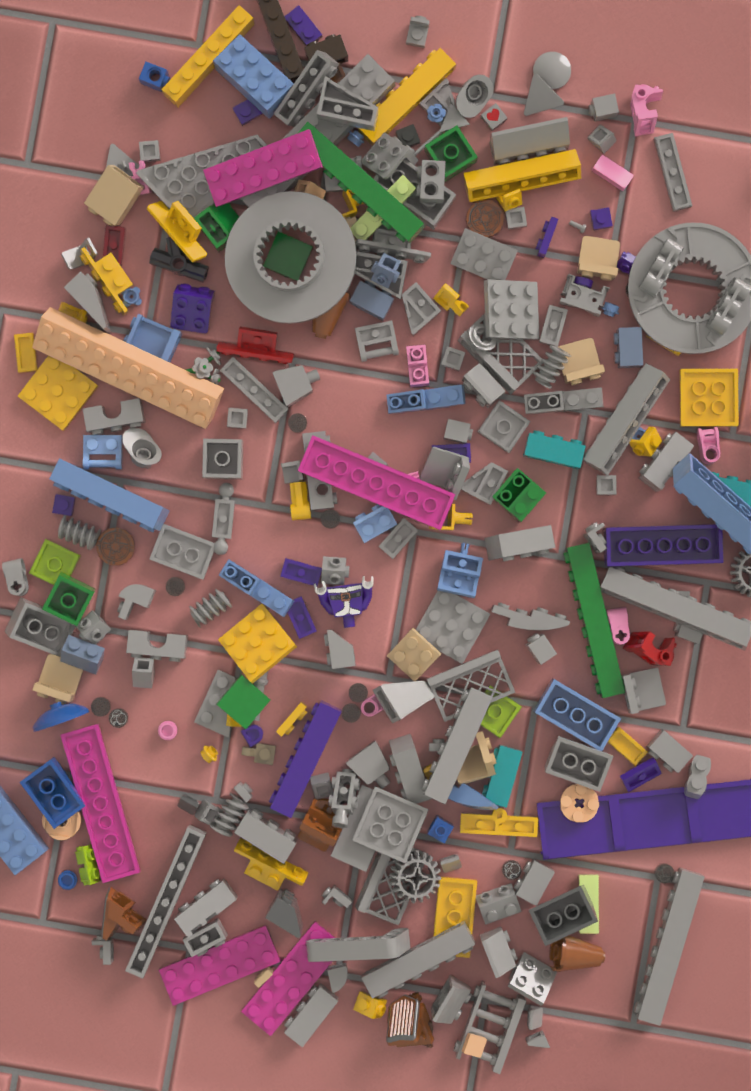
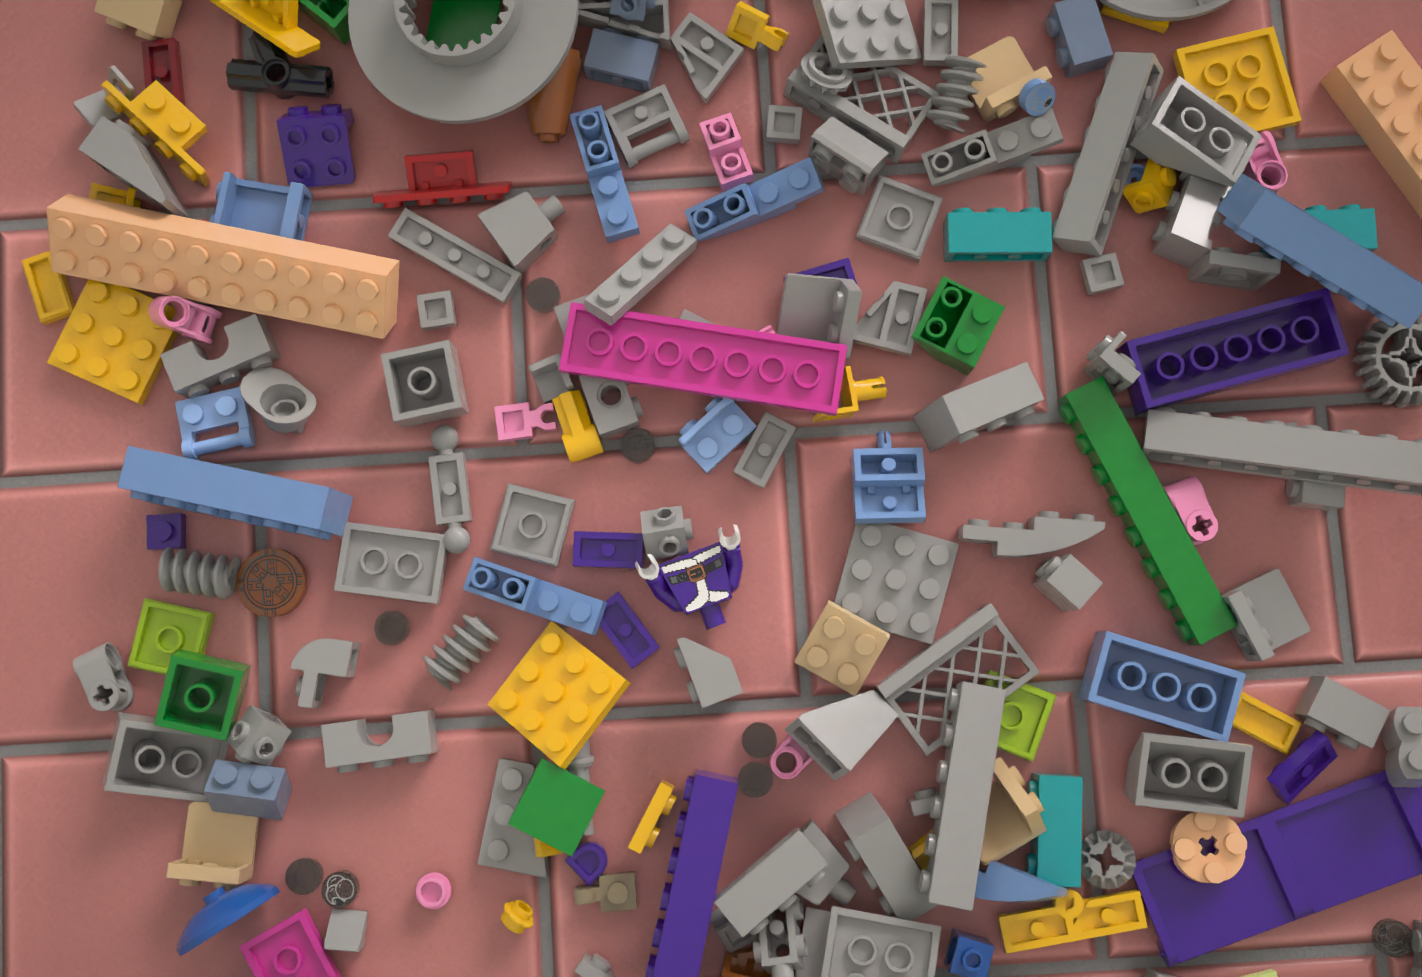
camera: 10 degrees left, 5 degrees down
(101, 391) = (190, 318): none -> bright pink piece
(117, 739) = (346, 930): none -> light grey slope
(135, 300) = (205, 144): medium blue plate -> none
(143, 672) = (365, 796): light grey brick -> none
(203, 368) = (355, 233): light grey plant -> none
(263, 549) = (532, 525): none -> light grey tile
(267, 490) = (518, 421): none -> bright pink plate
(346, 767) = (771, 883): none -> light grey brick
(347, 364) = (604, 174): none -> medium blue slope
(354, 427) = (640, 274): none -> light grey plate
(458, 431) = (822, 242): light grey brick -> none
(534, 794) = (1121, 849): none -> light grey gear
(593, 381) = (1037, 97): none -> medium blue tile
(642, 646) = (1255, 542): red tile -> none
(669, 498) = (1234, 270): none -> light grey plate
(674, 423) = (1195, 135): none -> light grey slope

